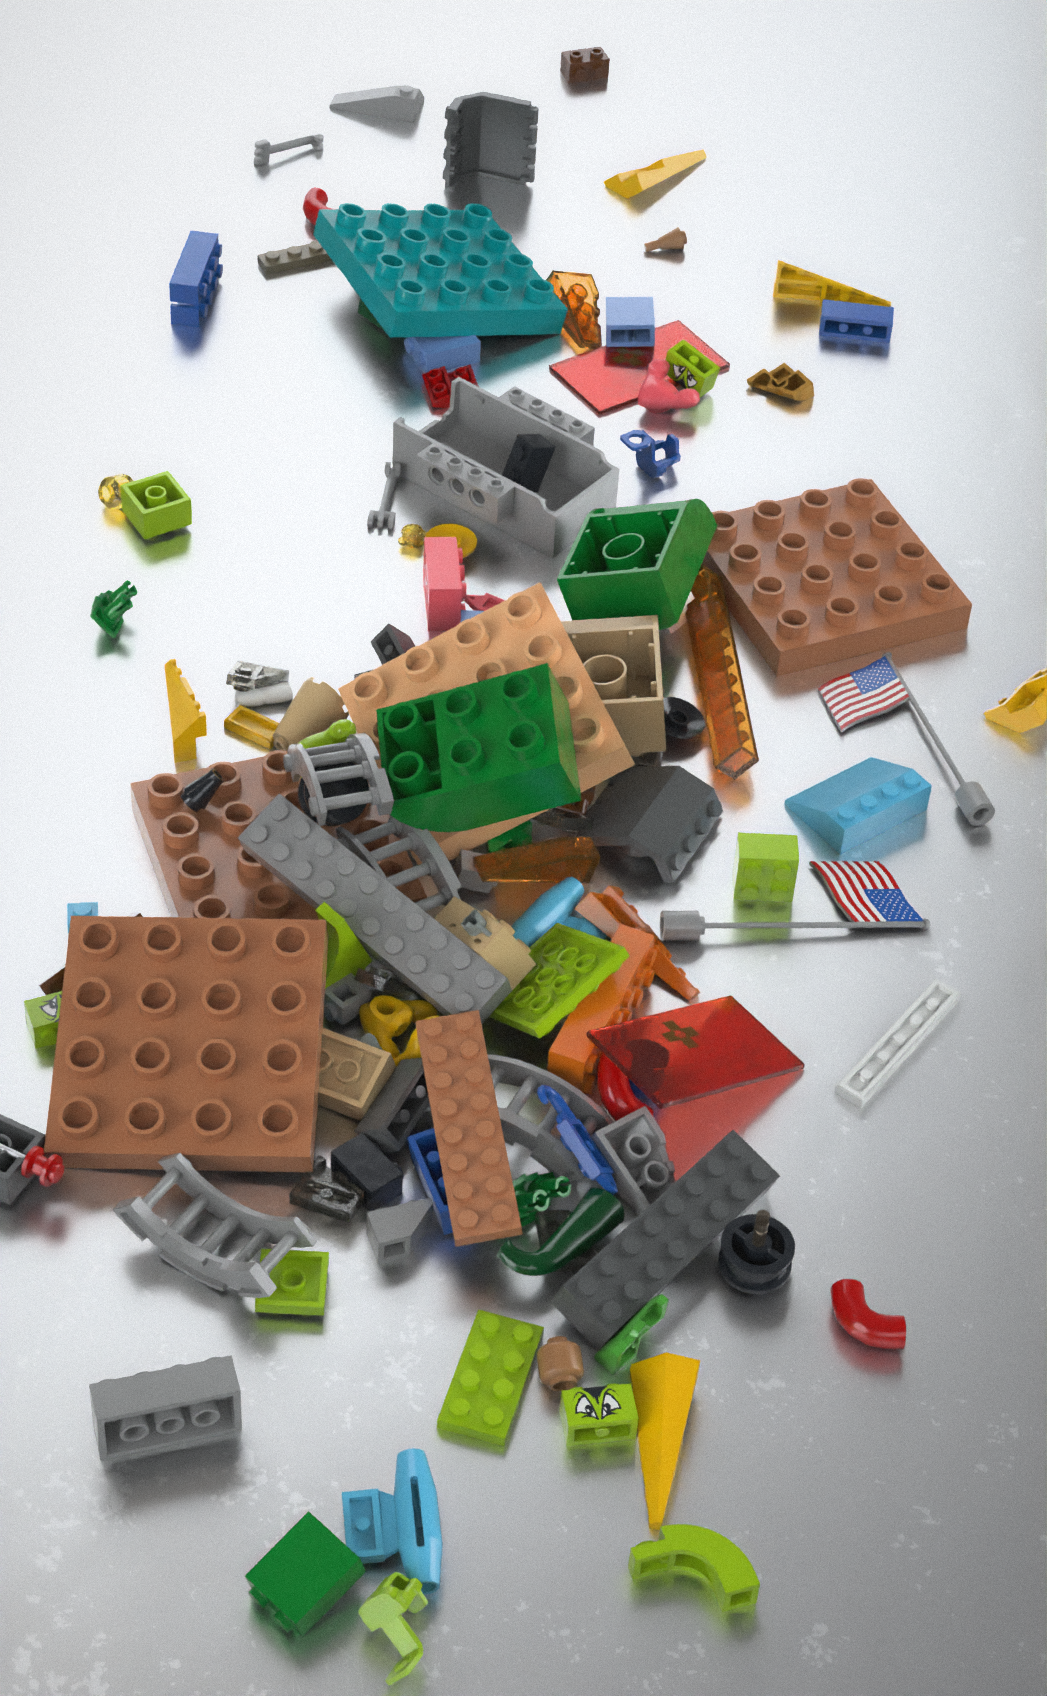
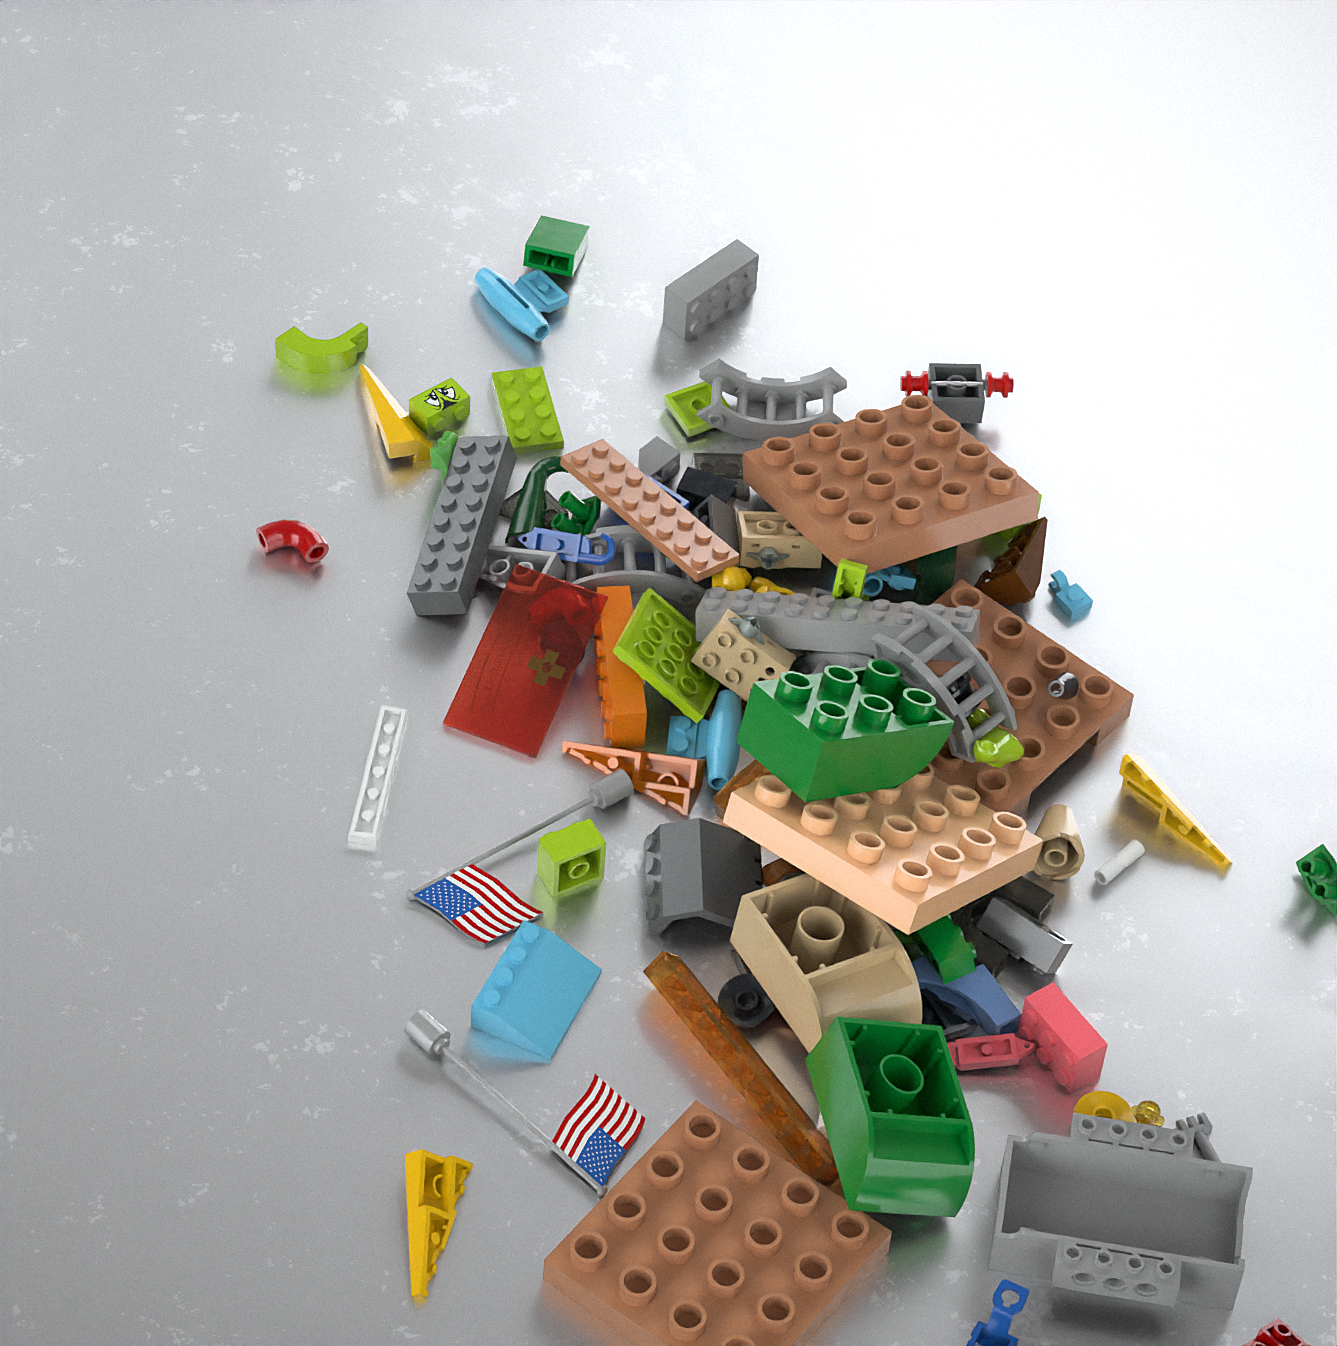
camera: 150 degrees right, 5 degrees up
(251, 726) = (1103, 831): yellow tile -> none
(253, 676) = (1141, 866): clear smoke wing -> none
(384, 1611) = (486, 239): lime piece -> none
(529, 460) = (1095, 1214): black brick -> none
(560, 1363) = (484, 422): medium nougat head -> none
(756, 1253) = (393, 544): black wheel -> none

